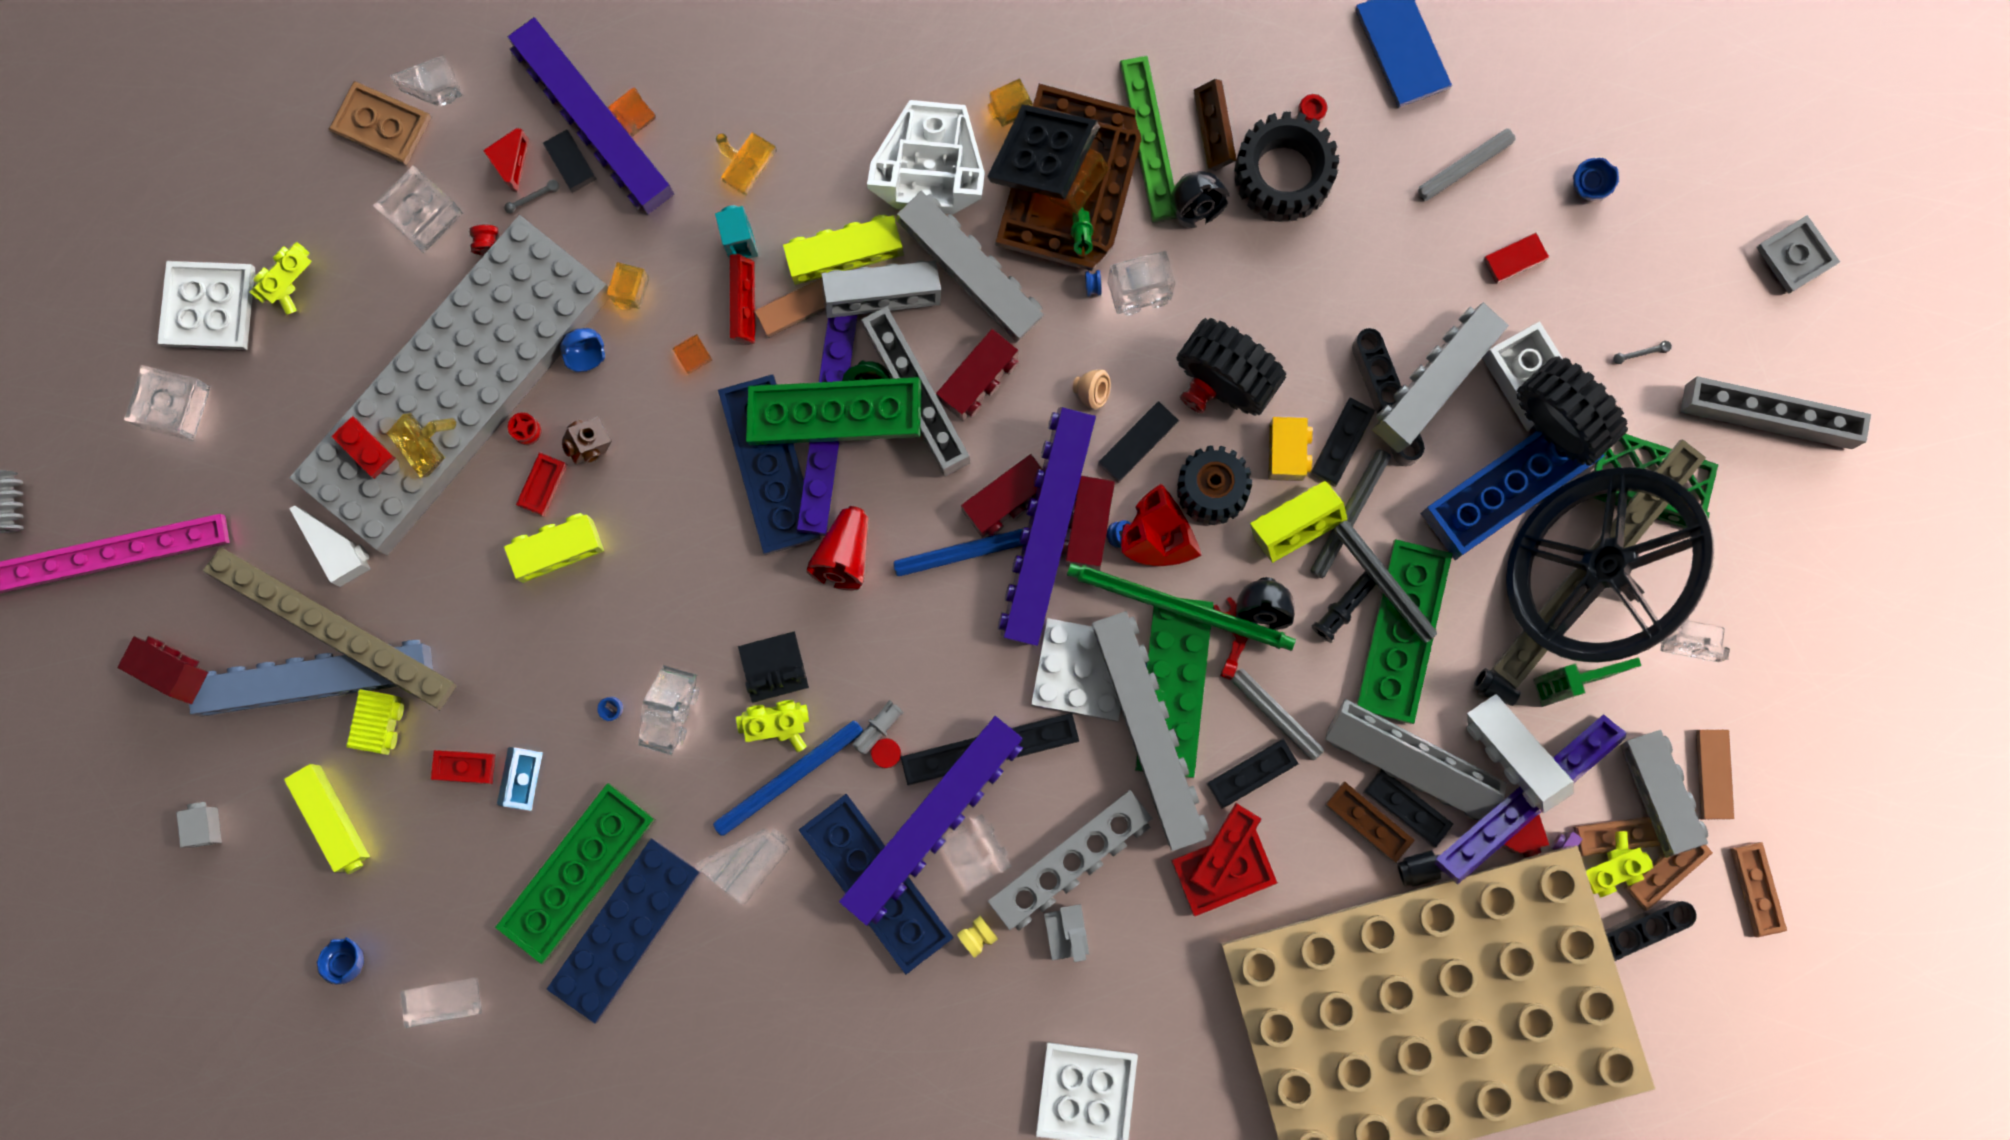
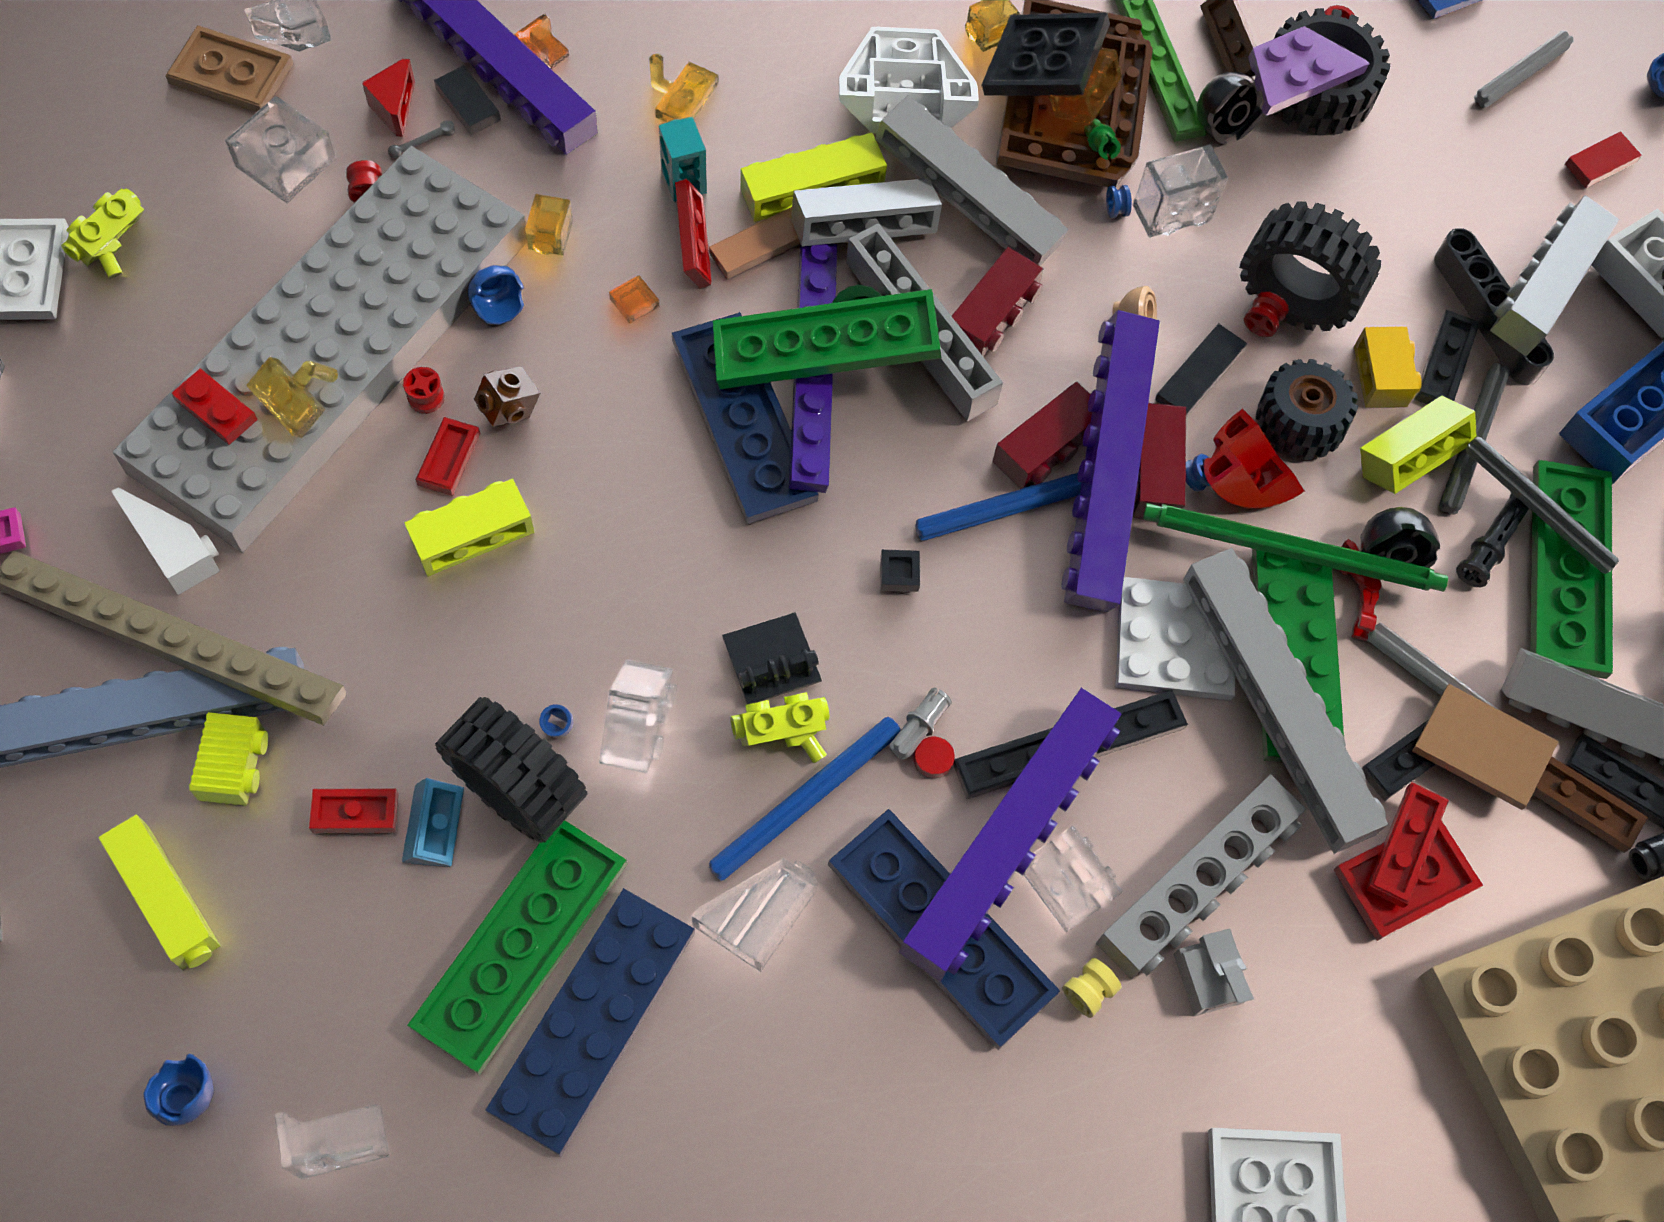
camera: 15 degrees left, 15 degrees down
(570, 755) = (511, 769): none -> black tyre
(842, 551) = (850, 512): red cone -> none
(876, 602) = (900, 570): none -> black plate
(1256, 174) = (1300, 67): none -> medium lavender wing
(1300, 777) = (1485, 746): none -> medium nougat tile

